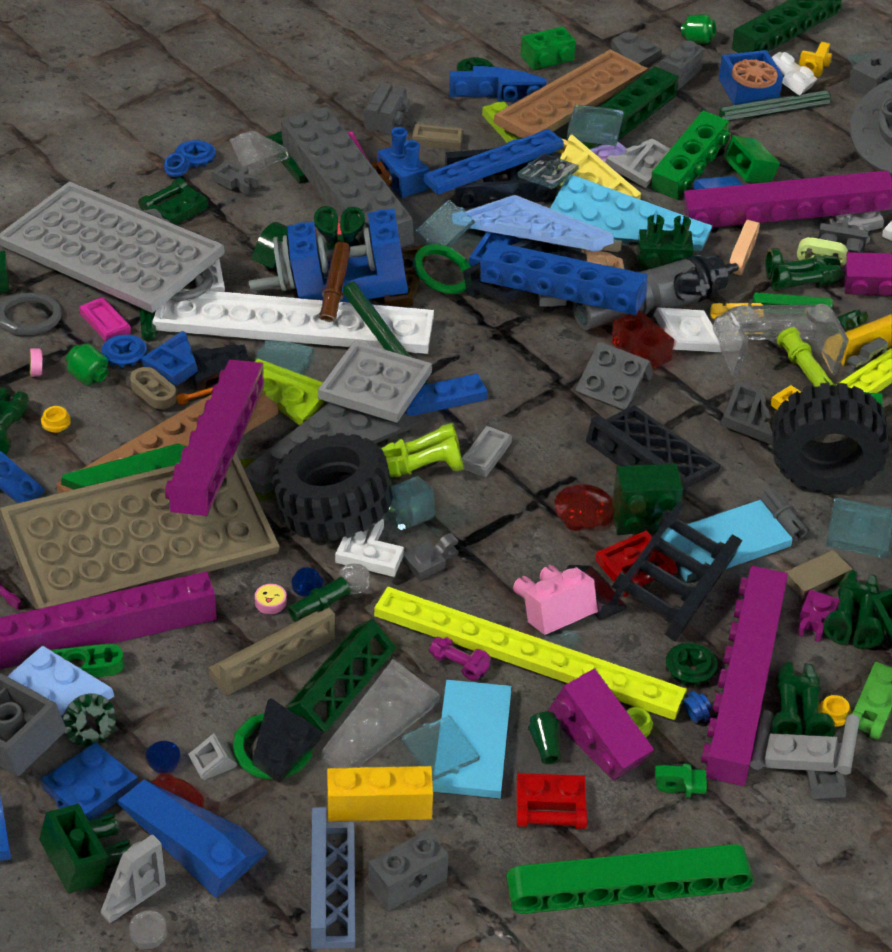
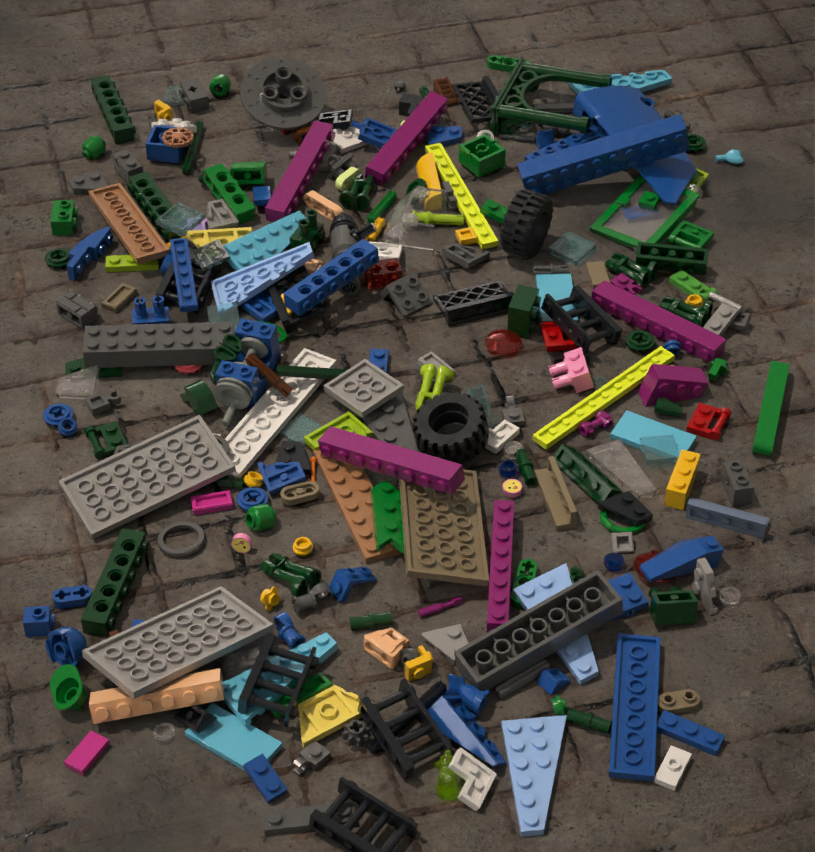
camera: 65 degrees left, 0 degrees up
(155, 337) = (253, 479): none -> yellow plate

